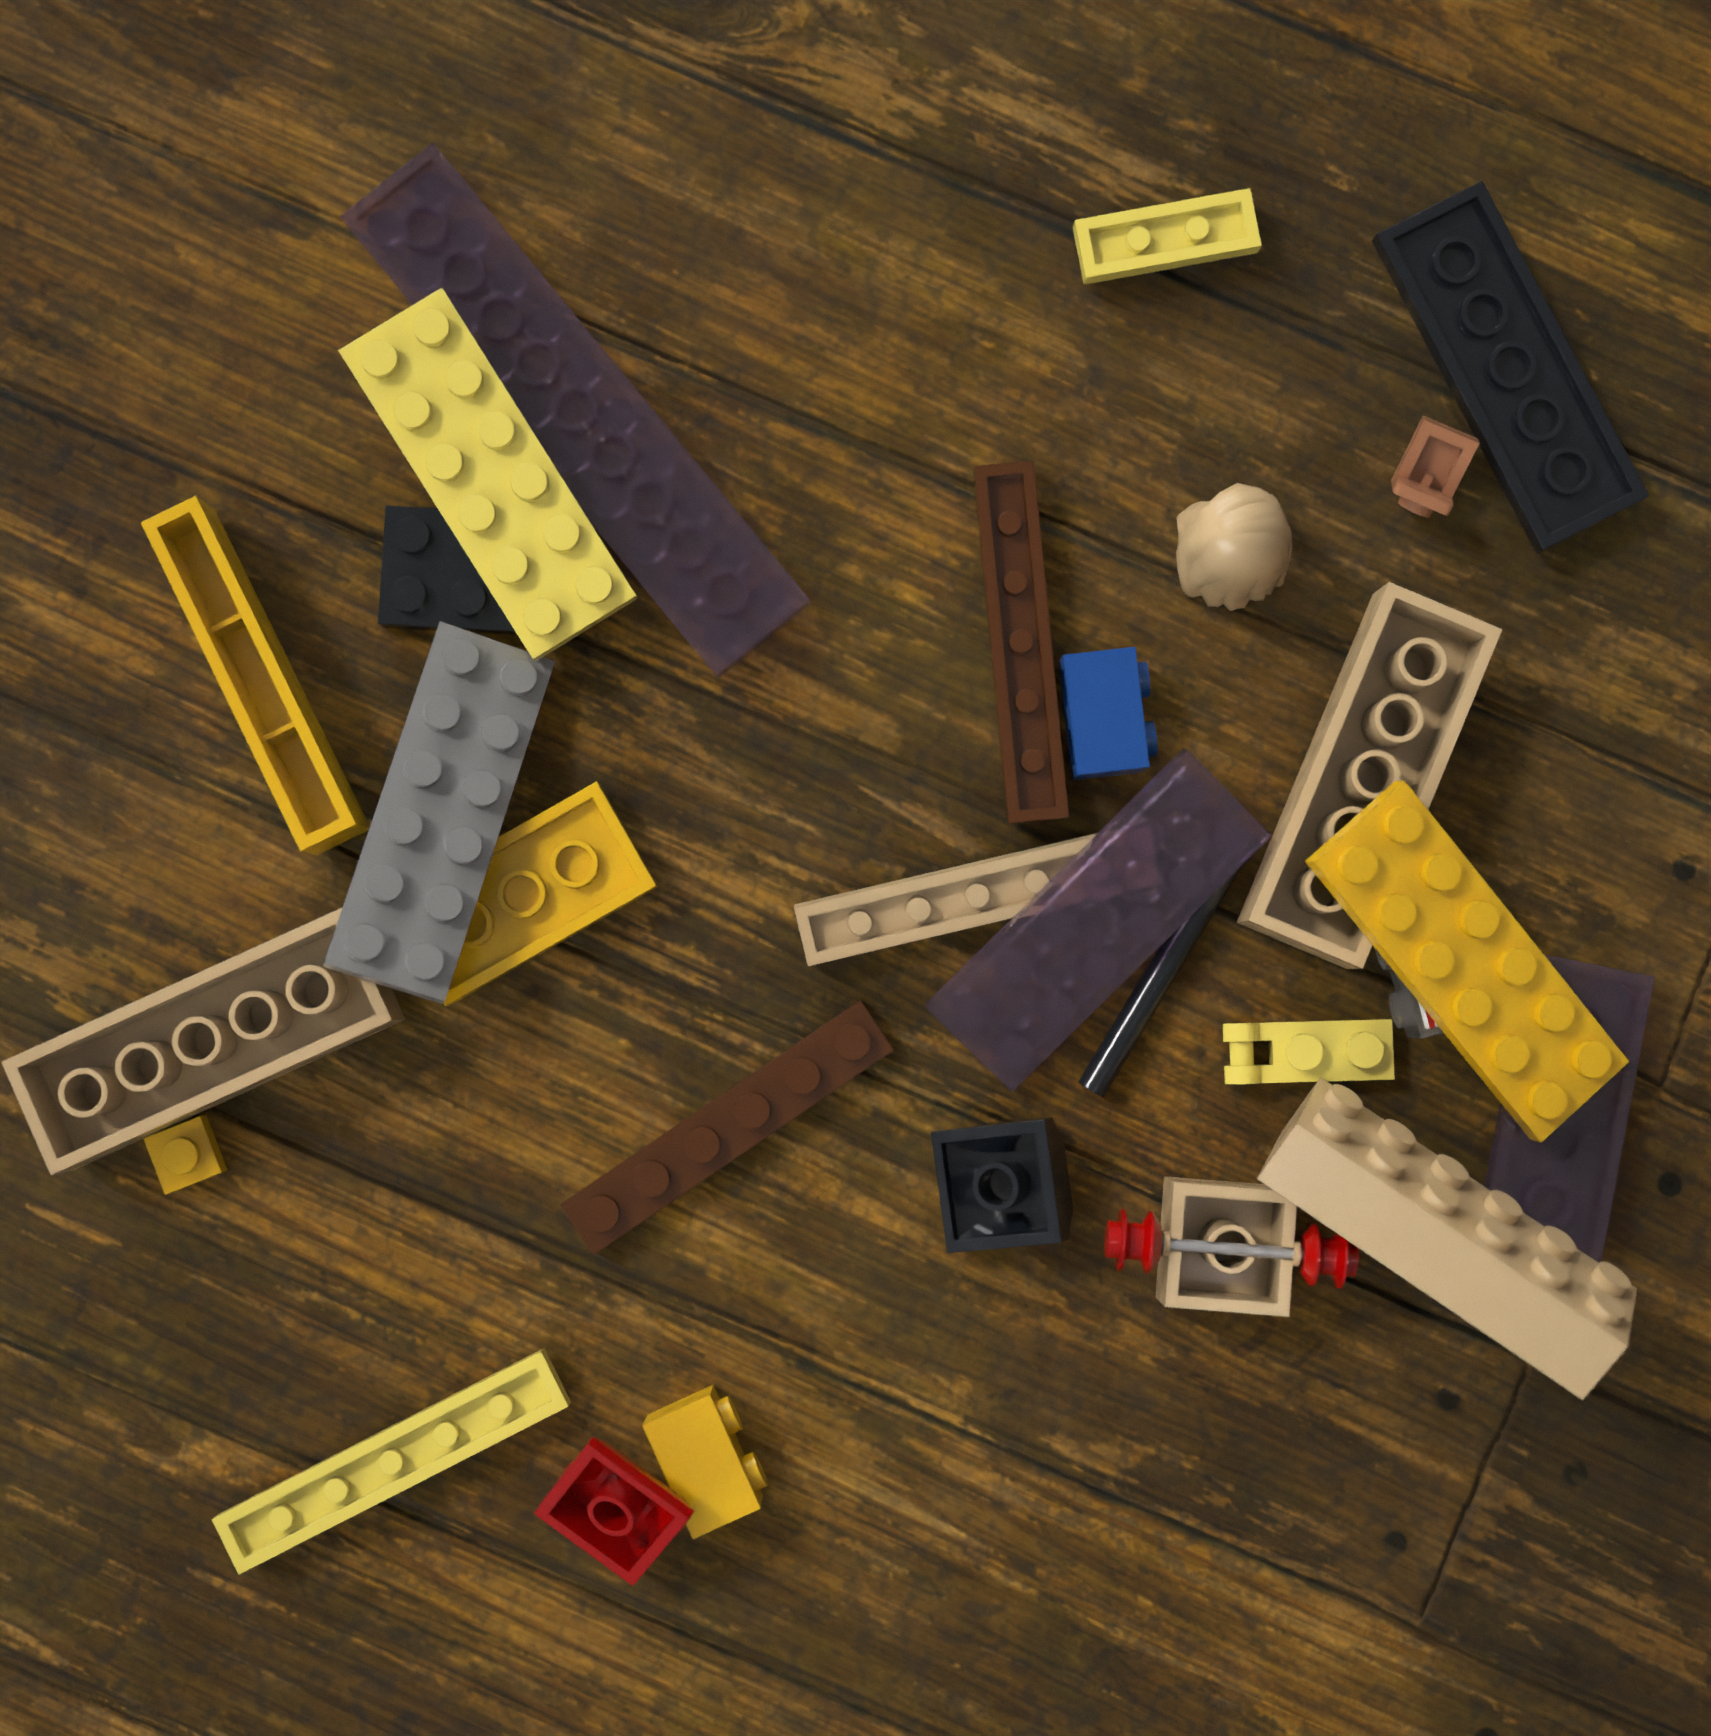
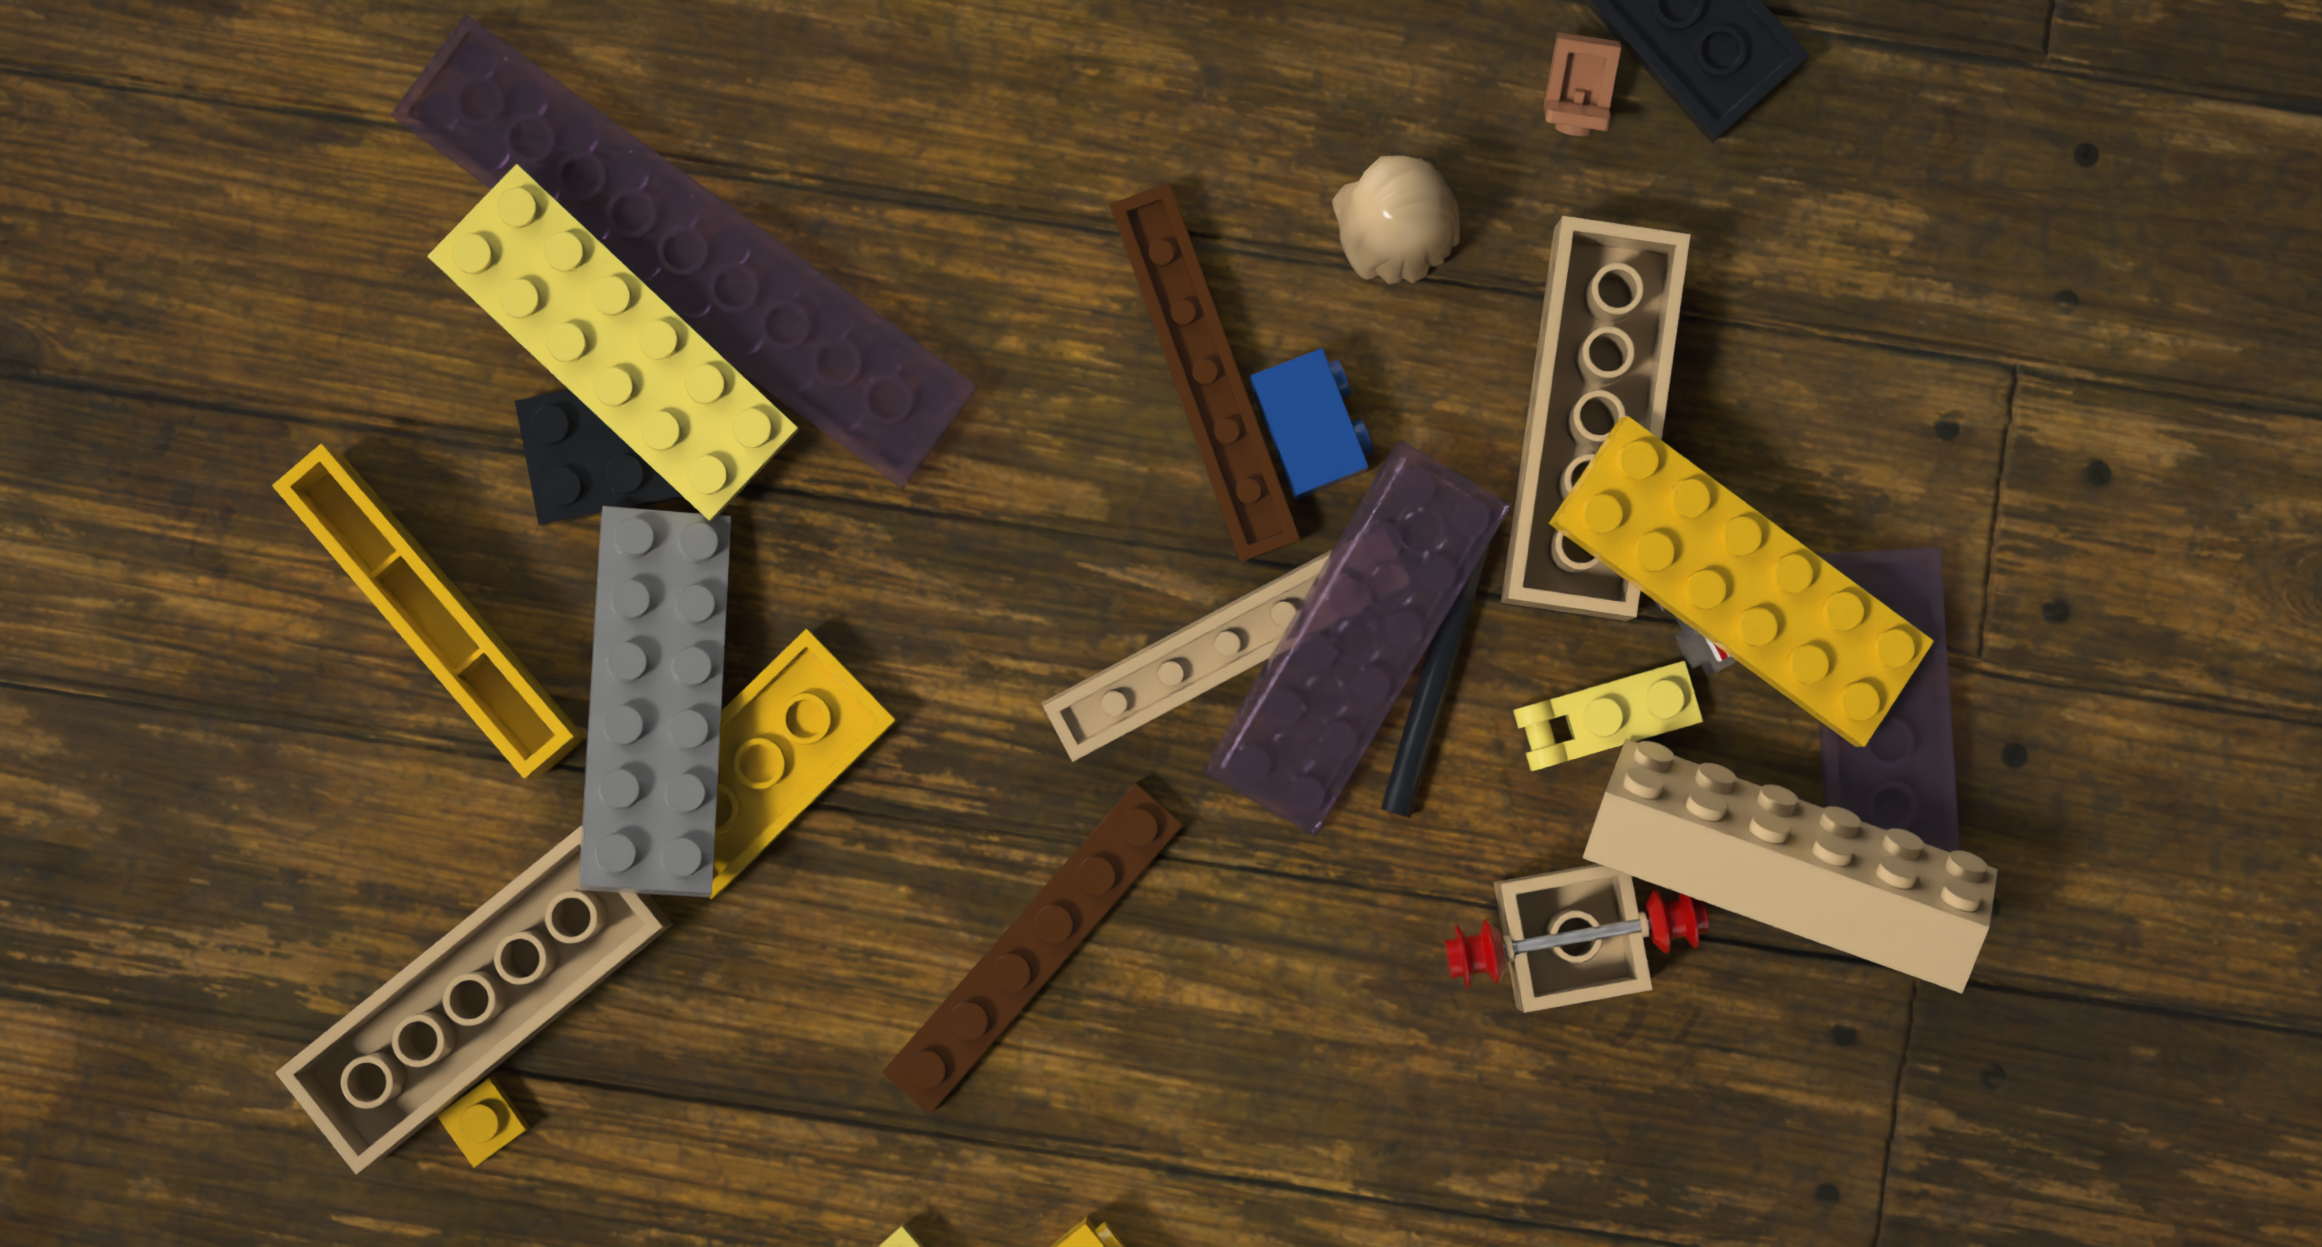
camera: 10 degrees left, 0 degrees up
(1003, 1185) = (1330, 933): black slope -> none

